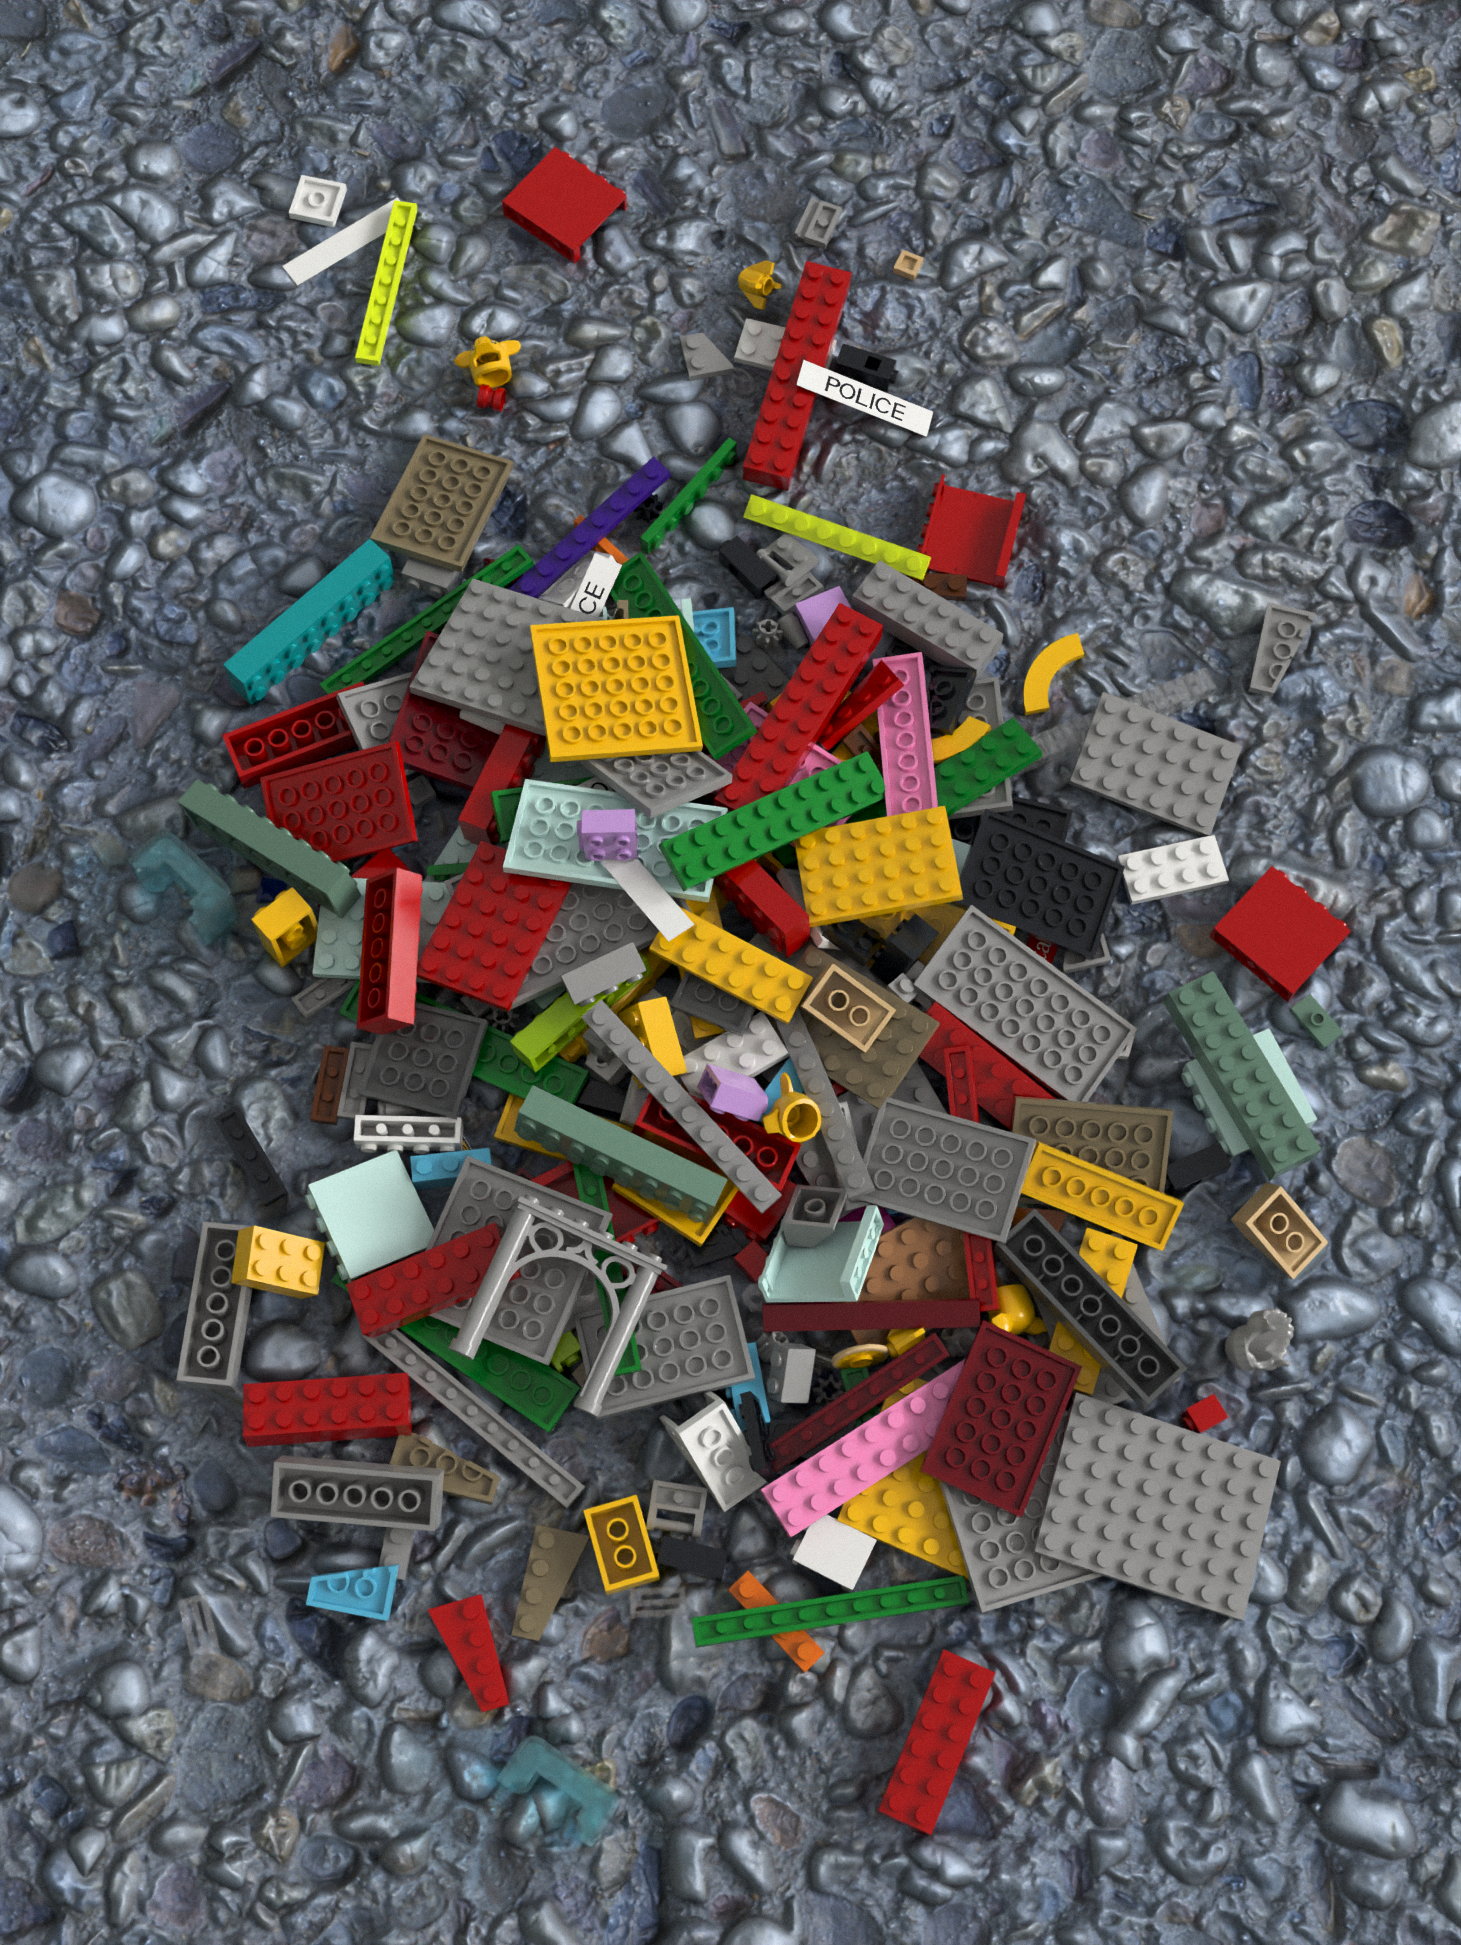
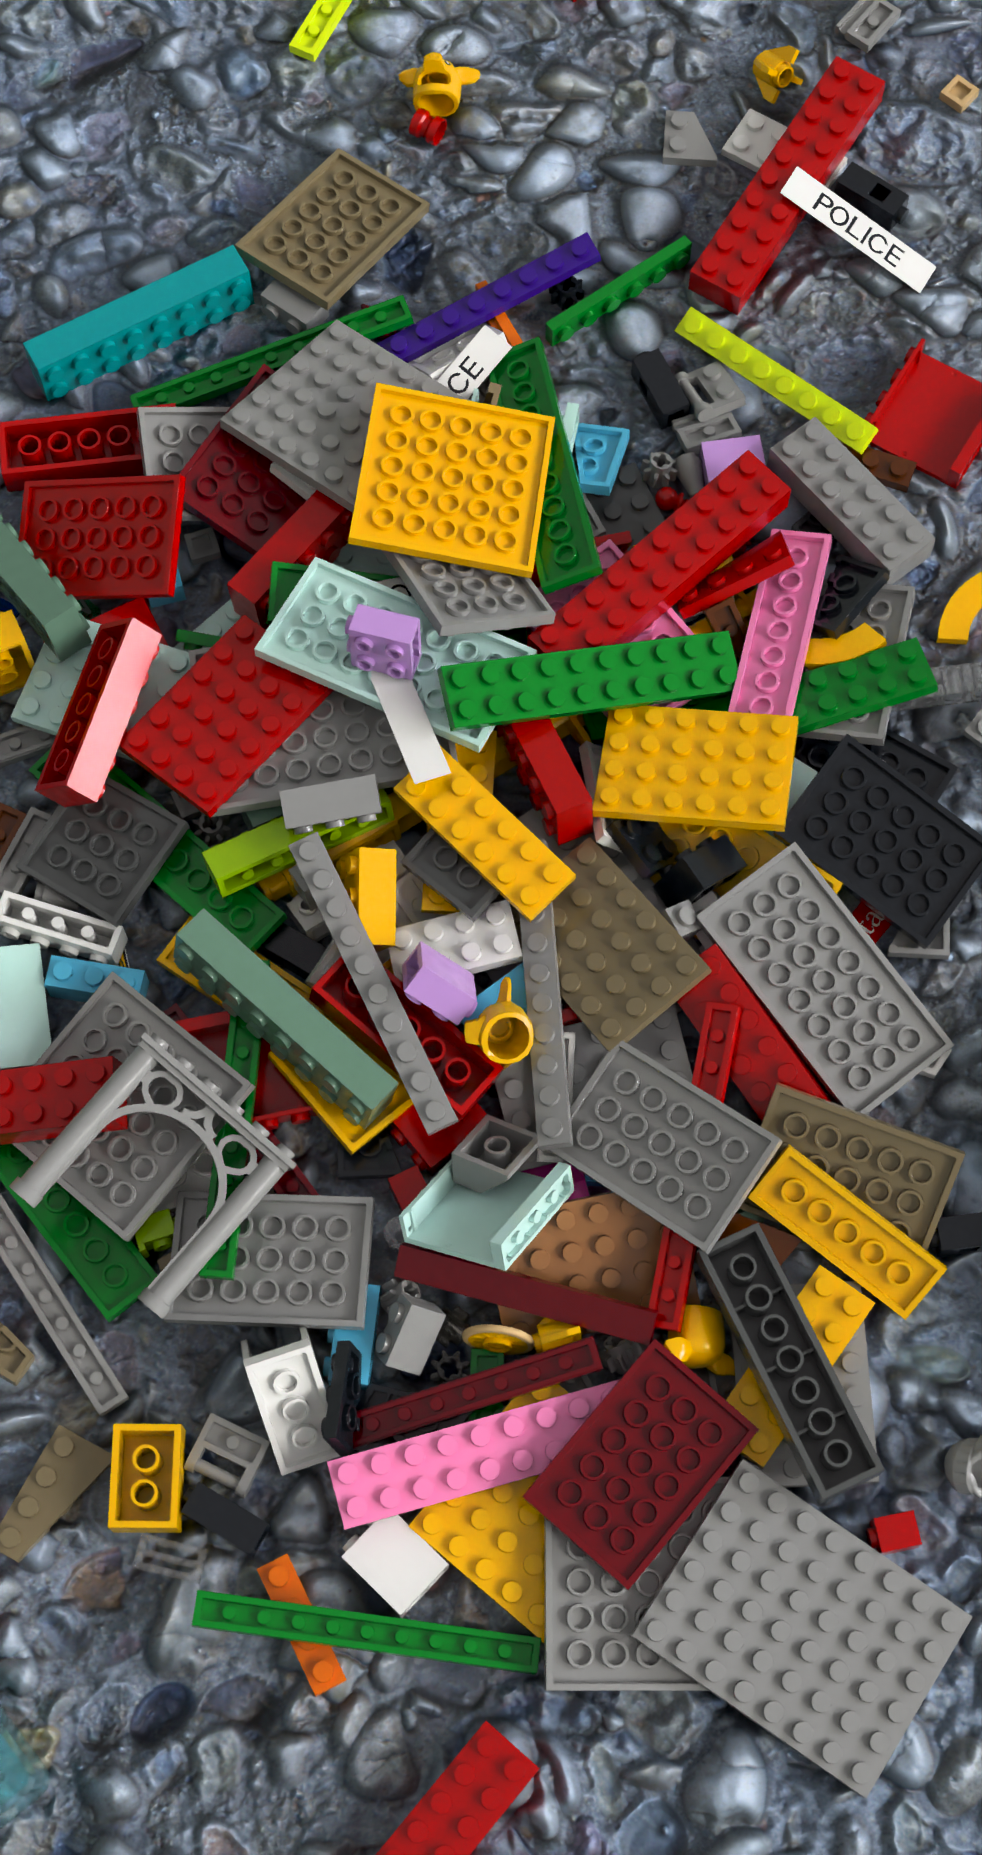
camera: 20 degrees right, 0 degrees up
(781, 655) = (669, 499): none -> red bar
(846, 1007) = (606, 921): tan slope -> none

